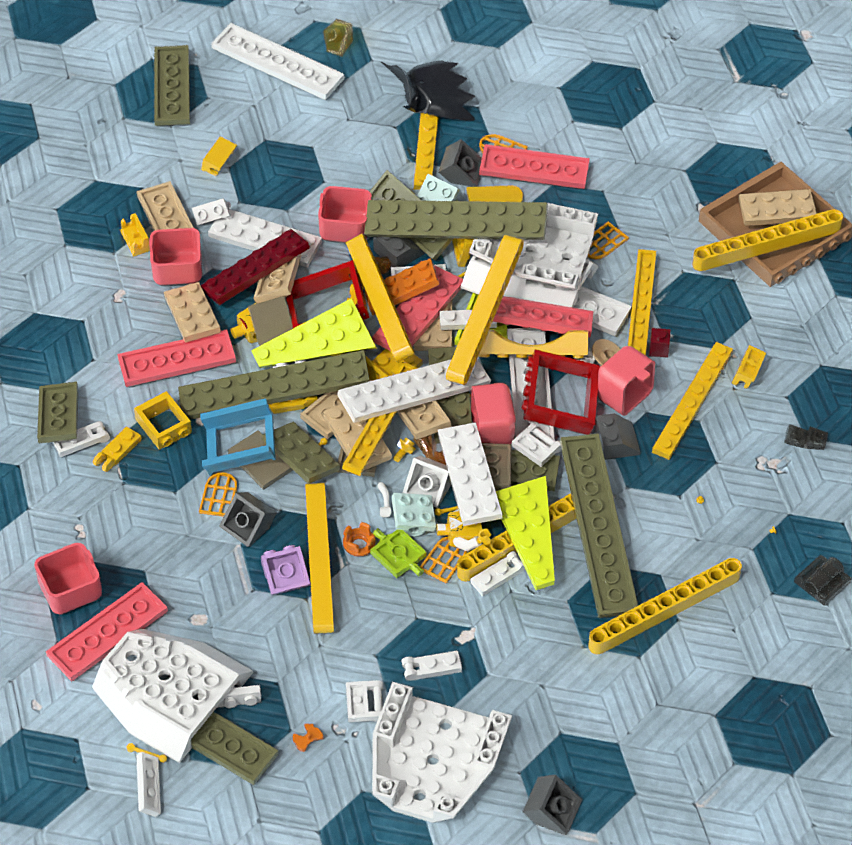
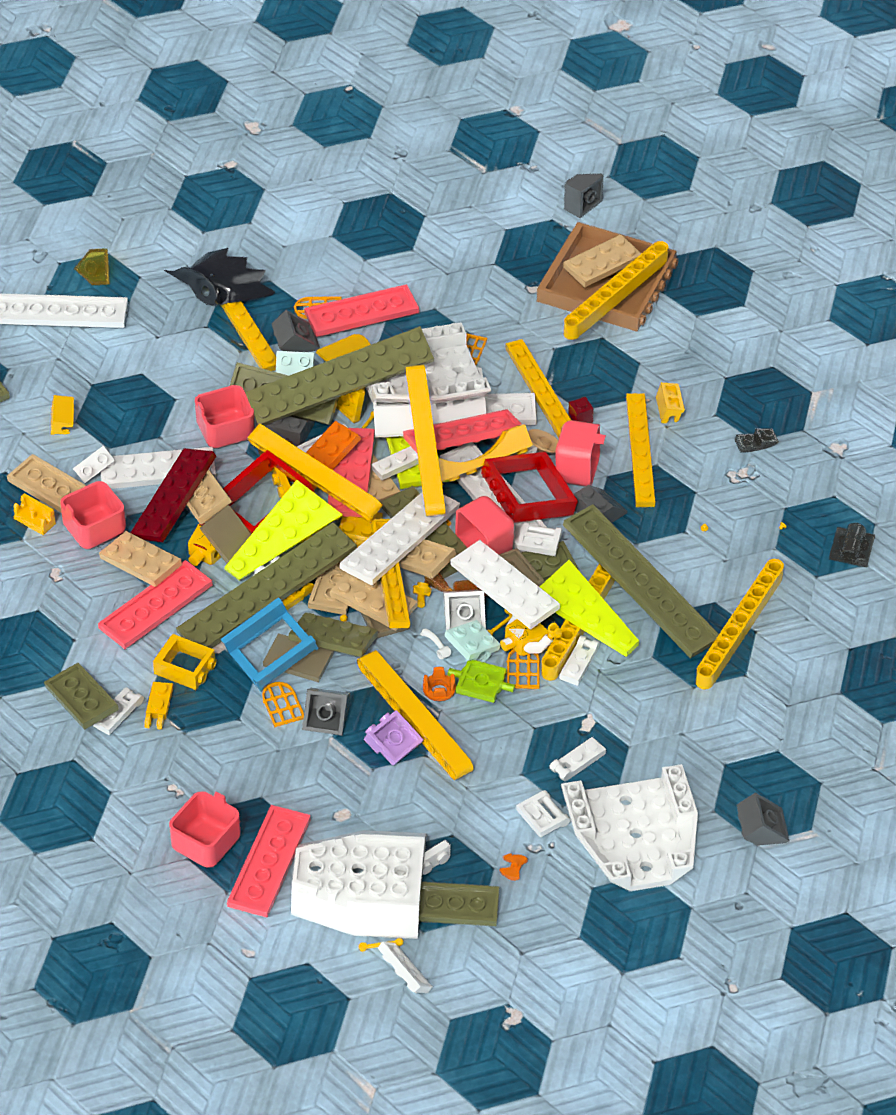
camera: 30 degrees left, 5 degrees down
(805, 136) = (583, 193): none -> dark grey slope

